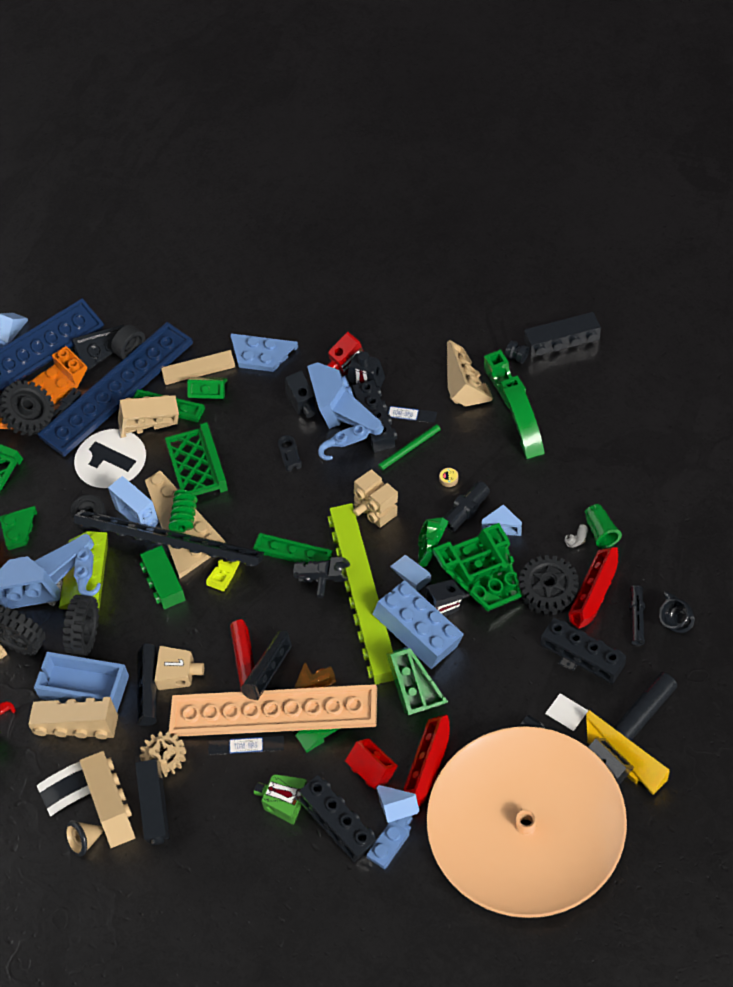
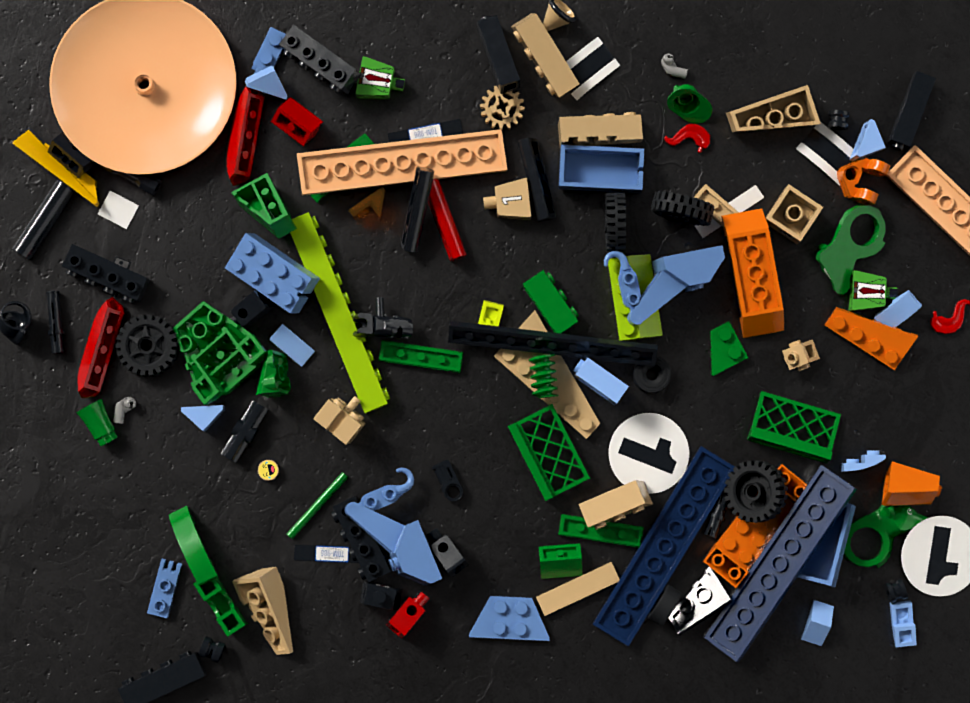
camera: 160 degrees right, 30 degrees up
(554, 399) = (164, 589): none -> medium blue hinge

